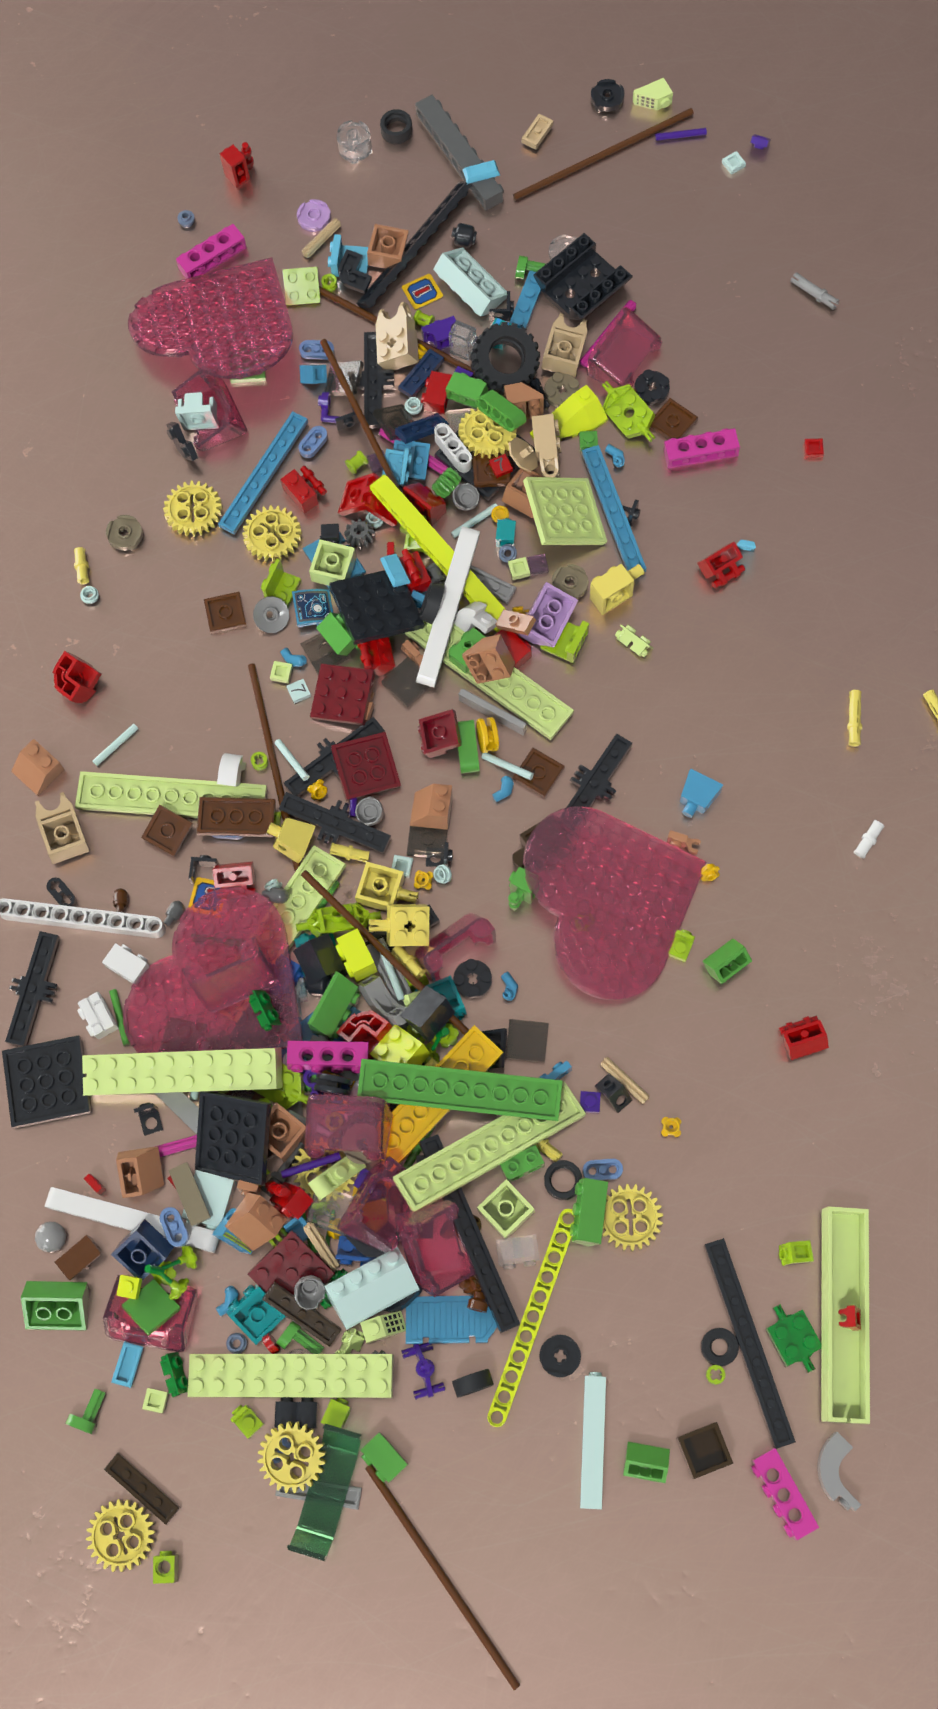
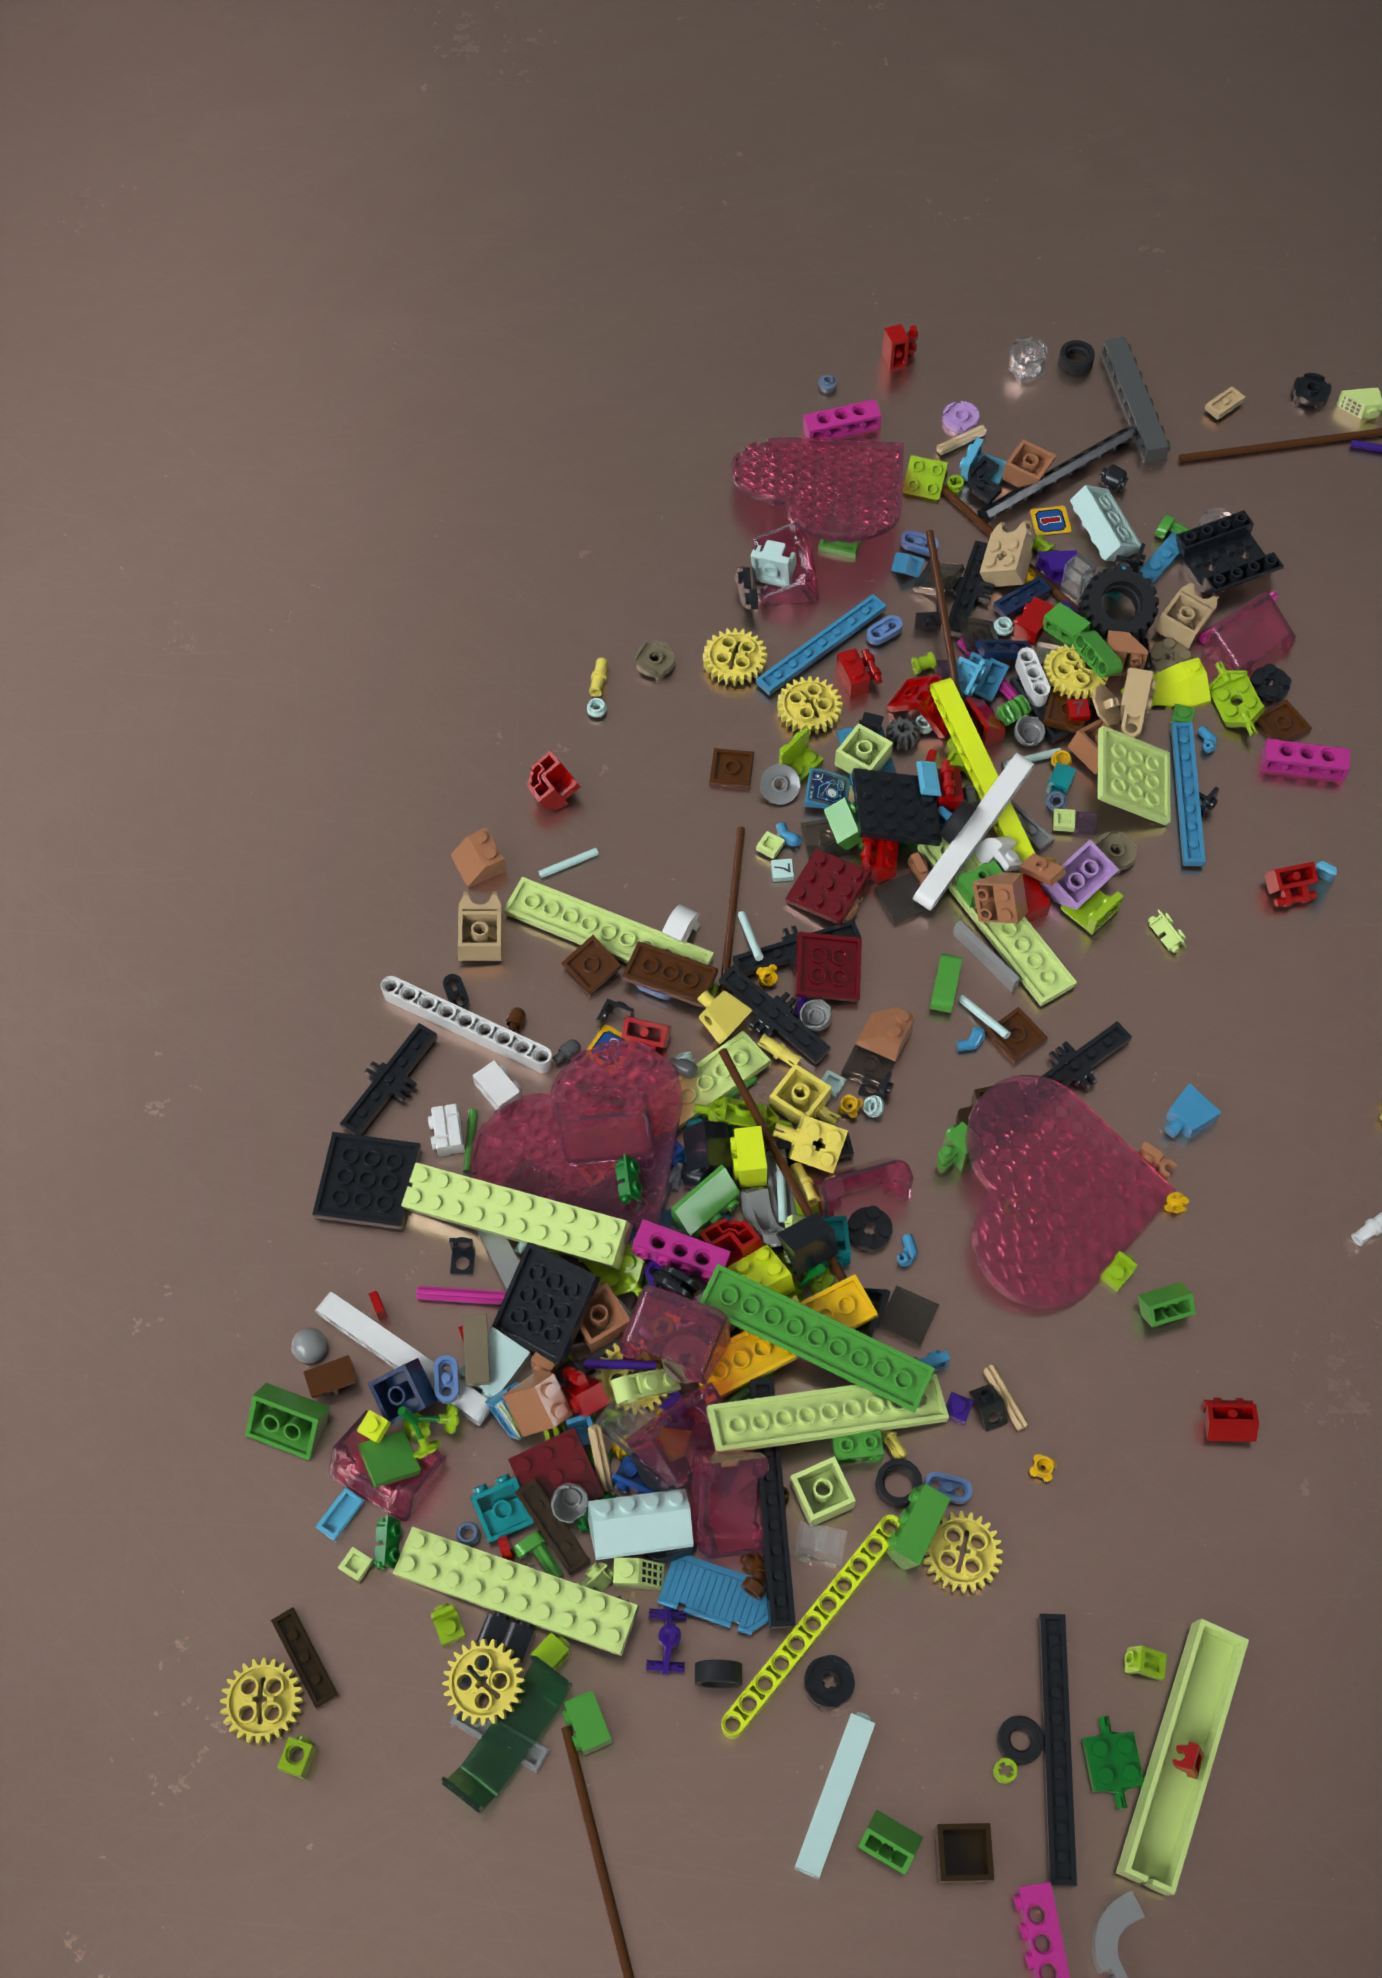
camera: 15 degrees right, 10 degrees down
(87, 1423) = (271, 1561): bright green piece -> none
(139, 1171) = (431, 1307): nougat slope -> none
(231, 1294) = (482, 1476): dark azure arm -> none
(259, 755) = (717, 921): lime bush -> none
(324, 401) = (910, 594): dark purple plate -> none
(439, 733) = (920, 958): dark red plate -> none
(481, 171) = (1152, 422): medium azure tile -> none
(487, 735) = (972, 977): yellow head -> none
(613, 587) = (1162, 869): light yellow brick -> none

